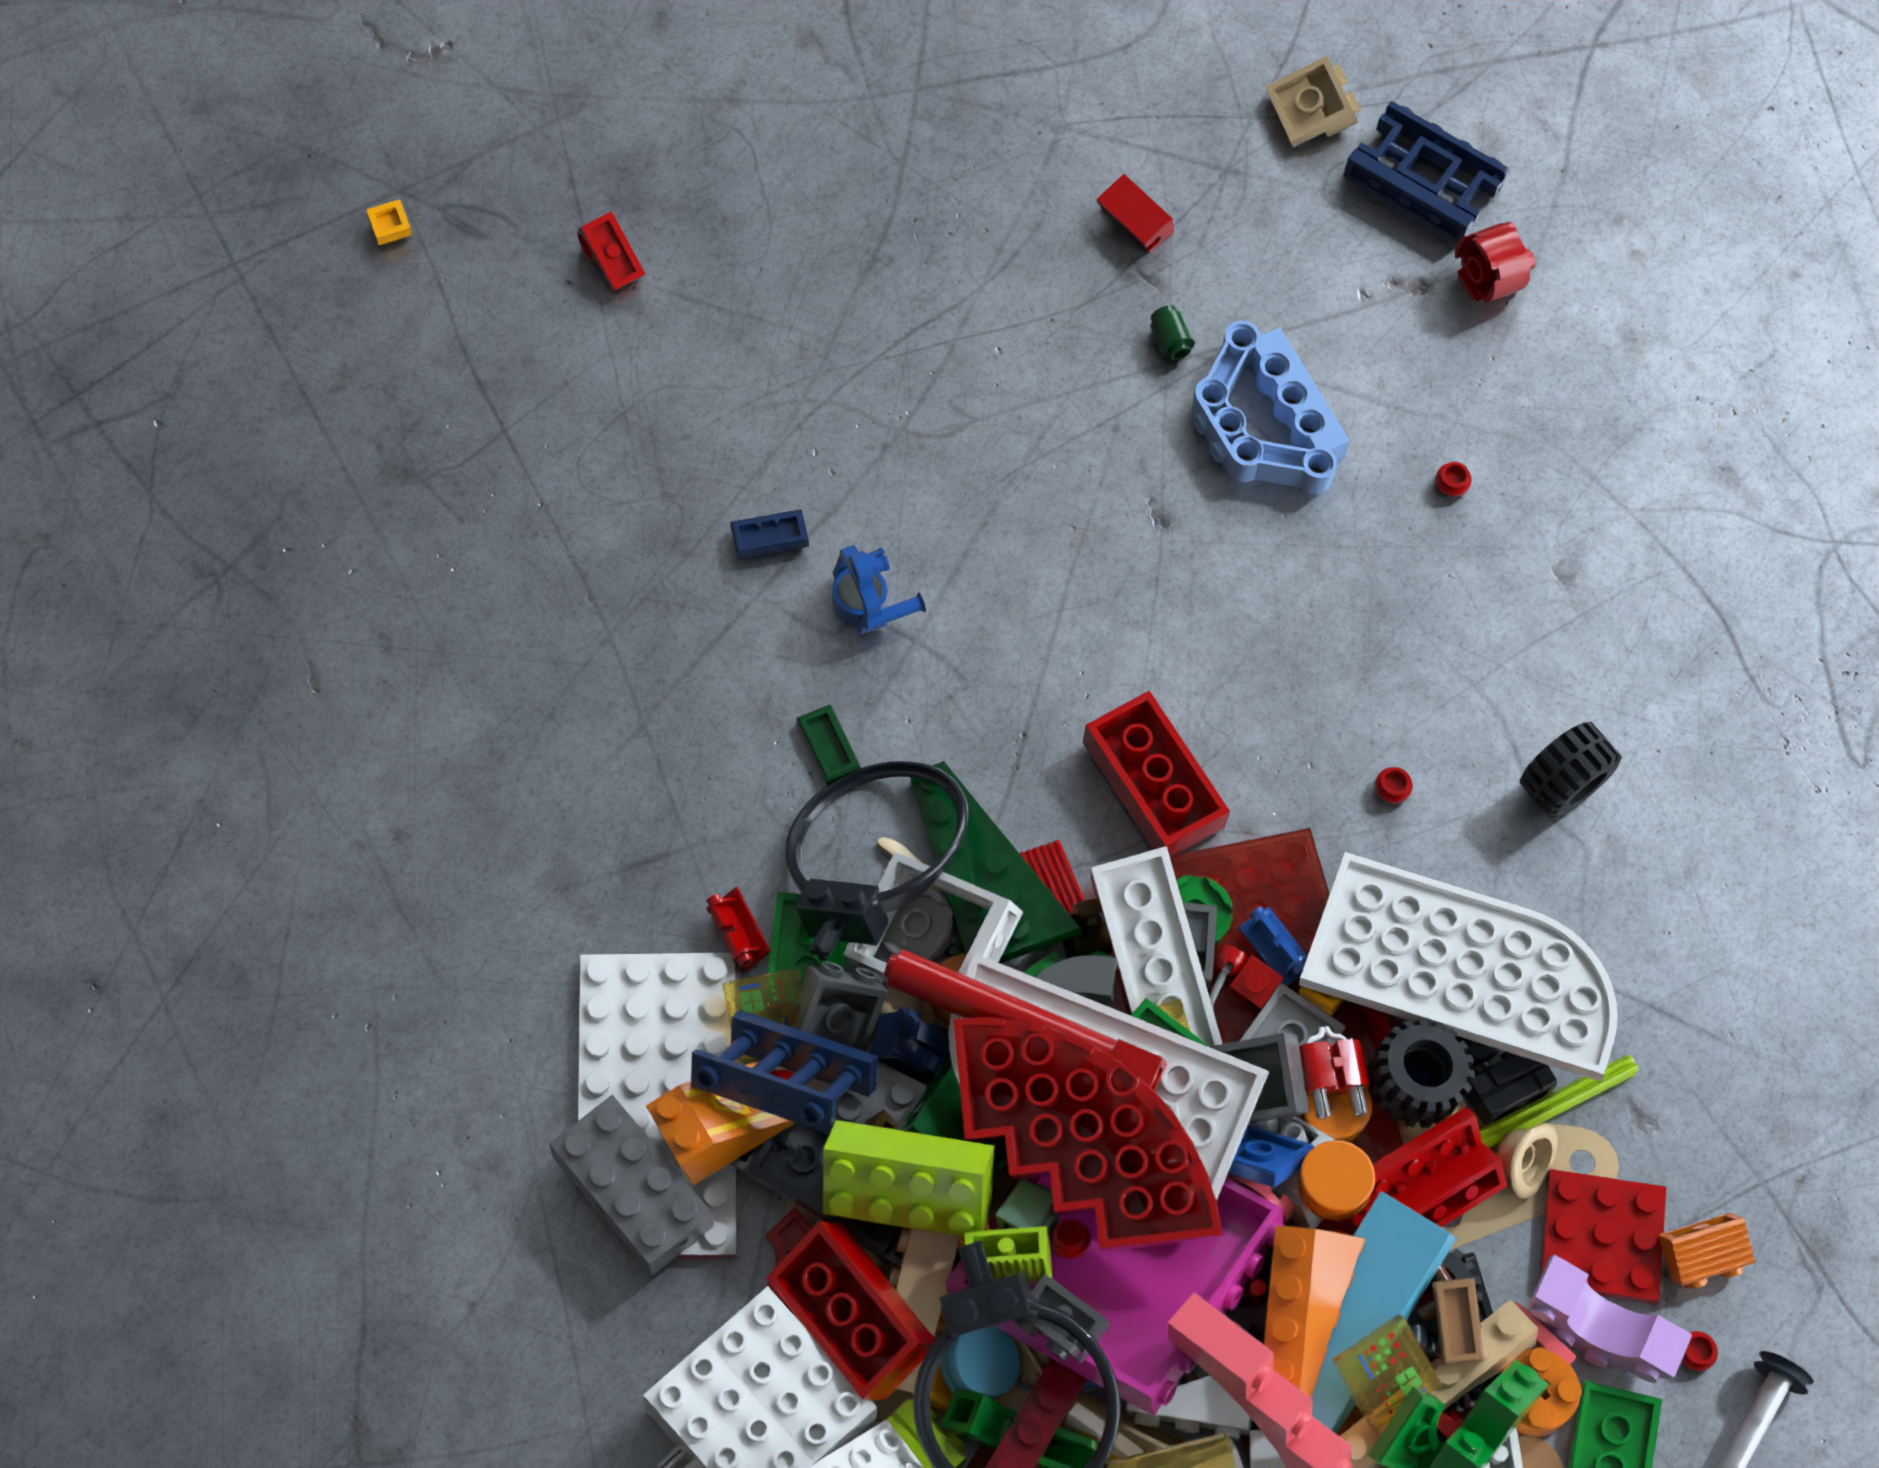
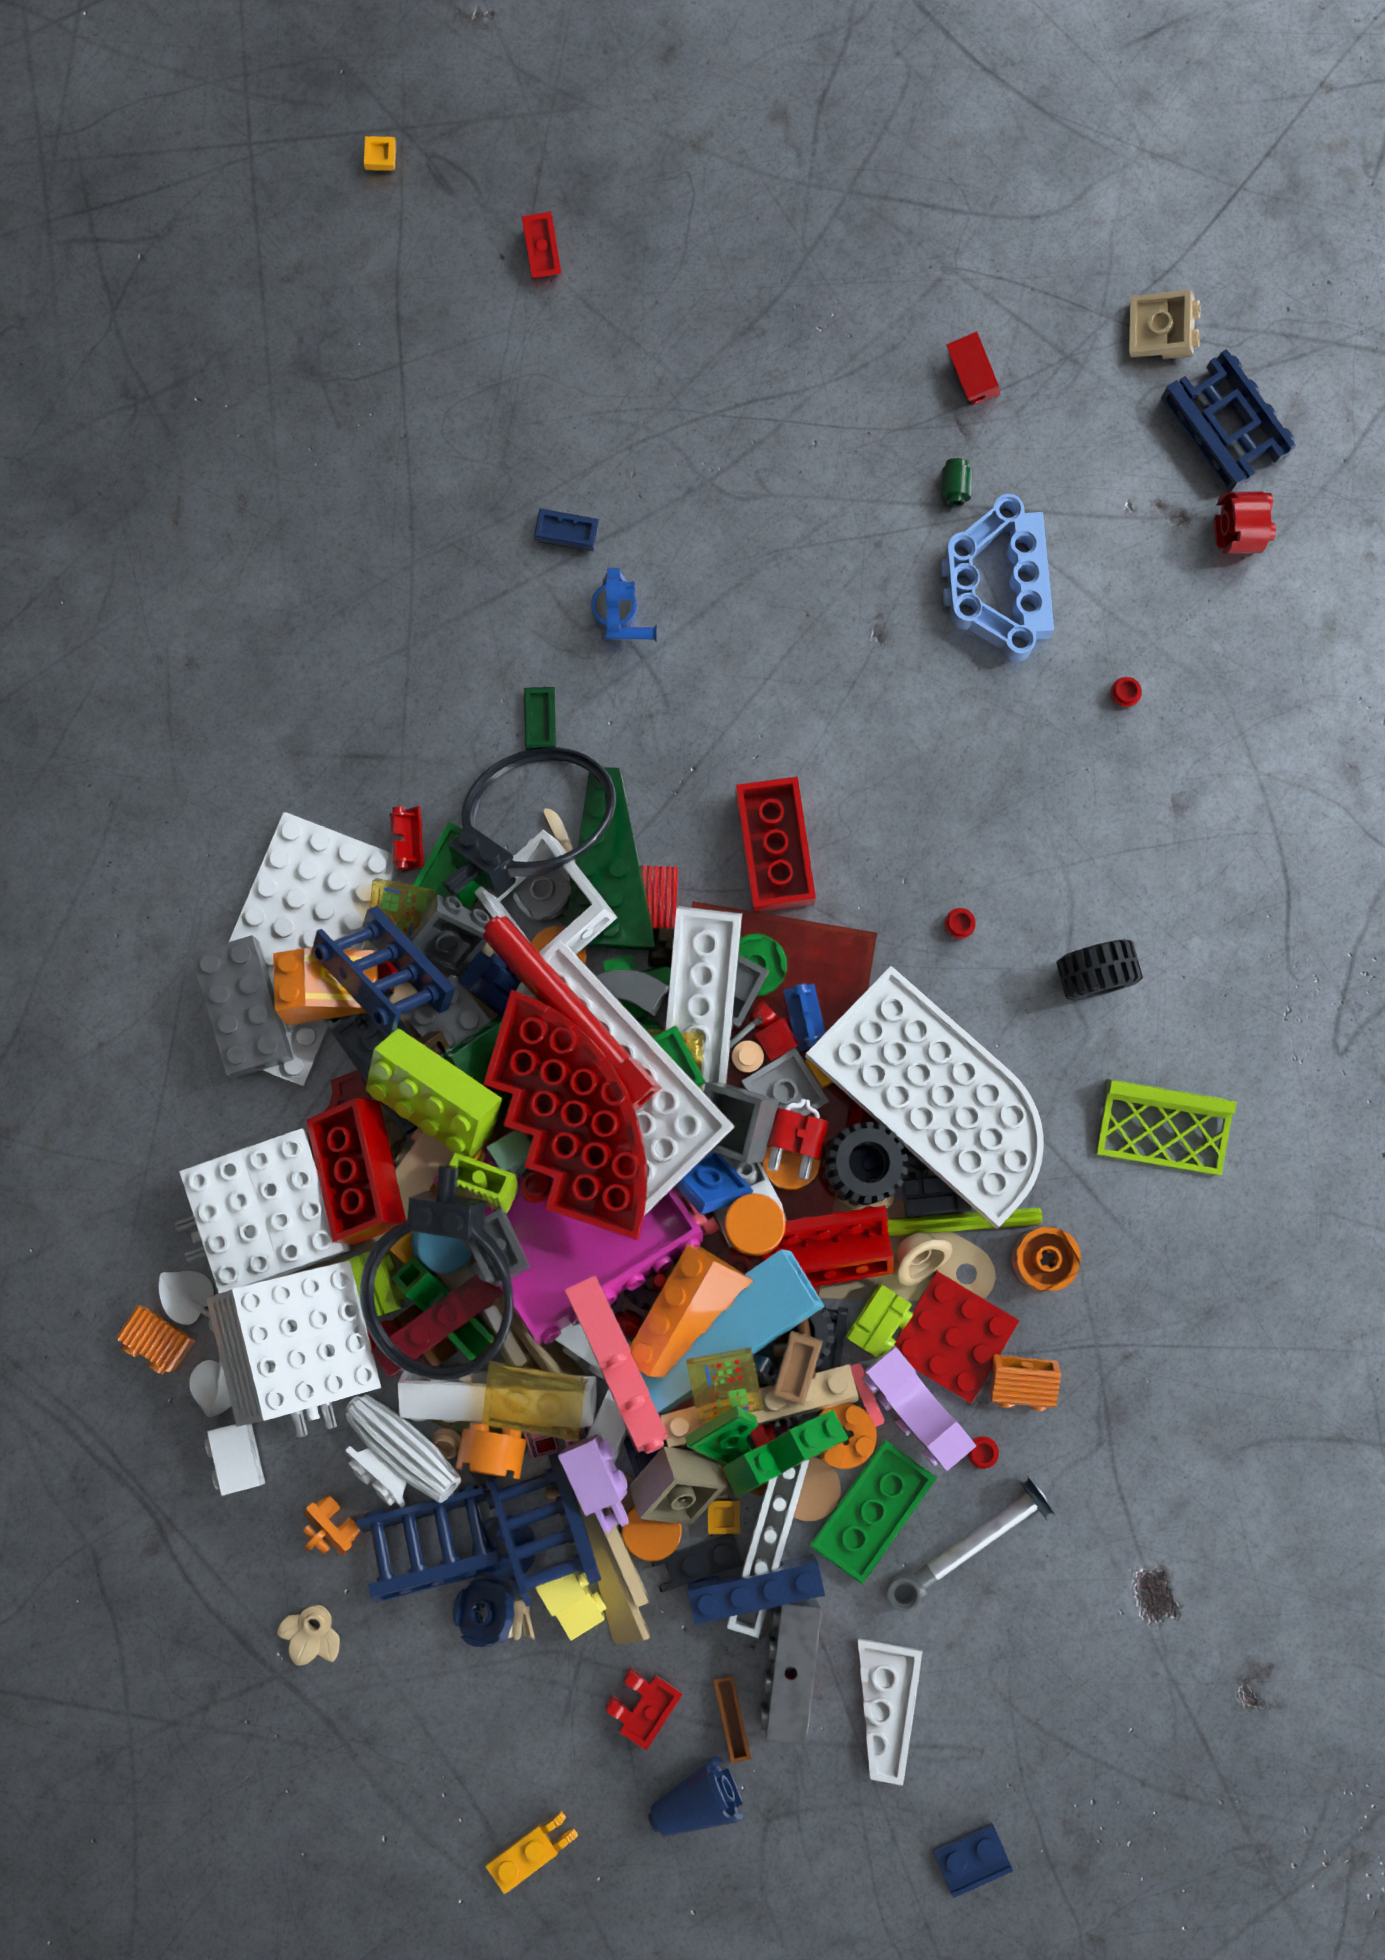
camera: 25 degrees right, 15 degrees up
(1233, 1013) = (747, 1056): none -> light nougat plate
(1514, 1250) = (878, 1321): none -> lime brick
(1660, 1125) = (1063, 1265): none -> orange brick
(1713, 880) = (1168, 1099): none -> lime fence

